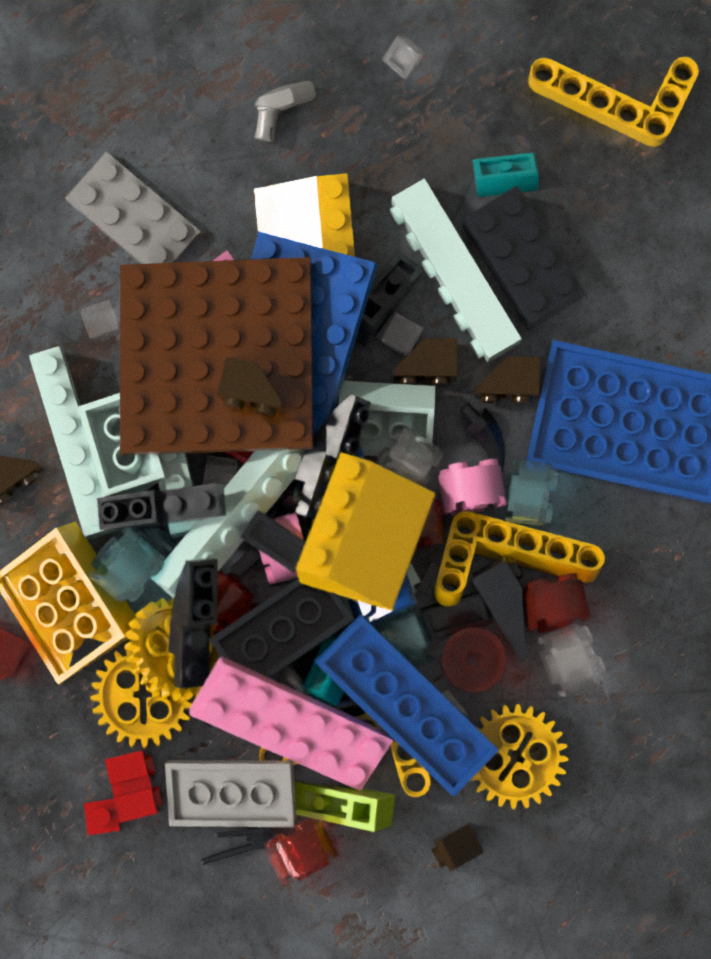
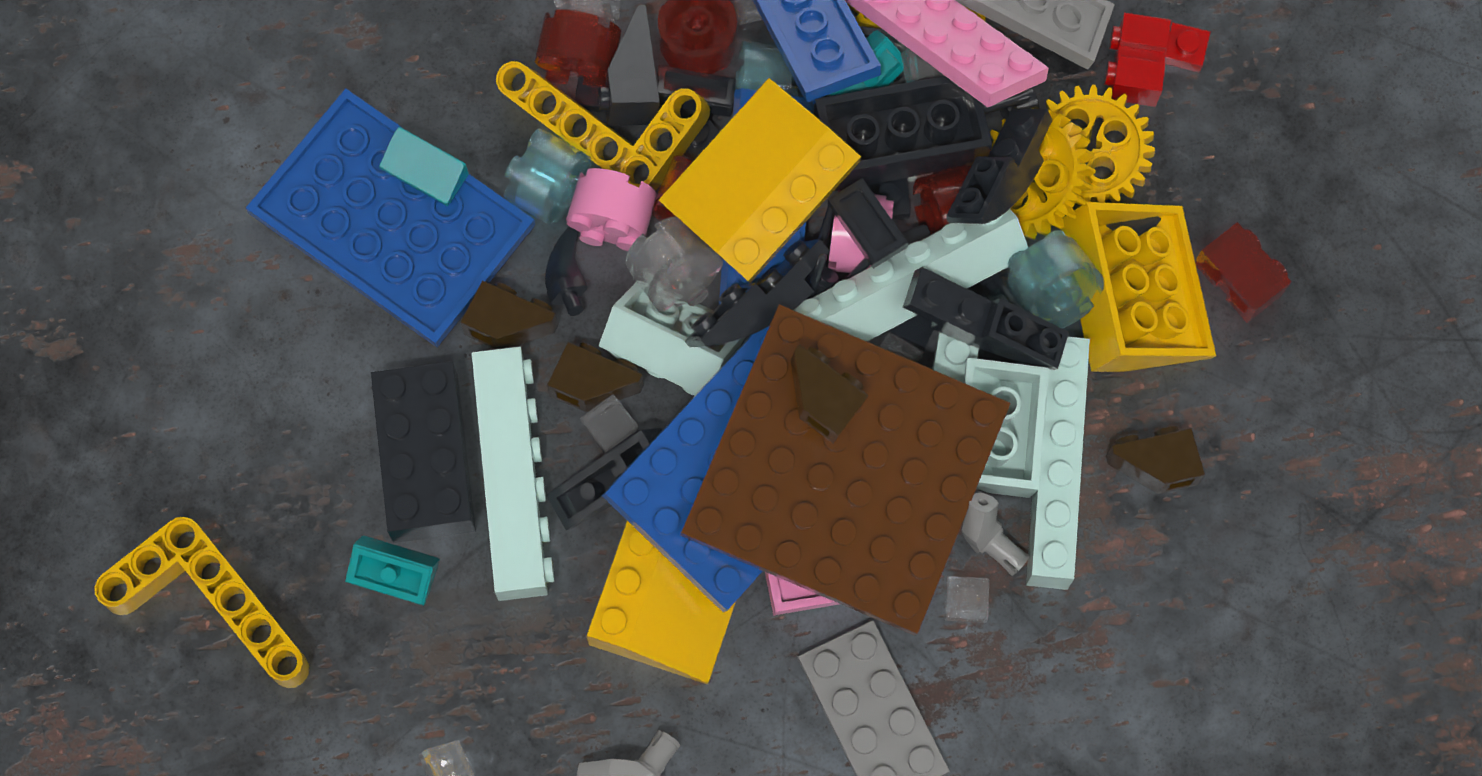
camera: 160 degrees left, 10 degrees down
(104, 368) = (985, 533): none -> light grey arm
(623, 462) = (424, 166): none -> teal slope

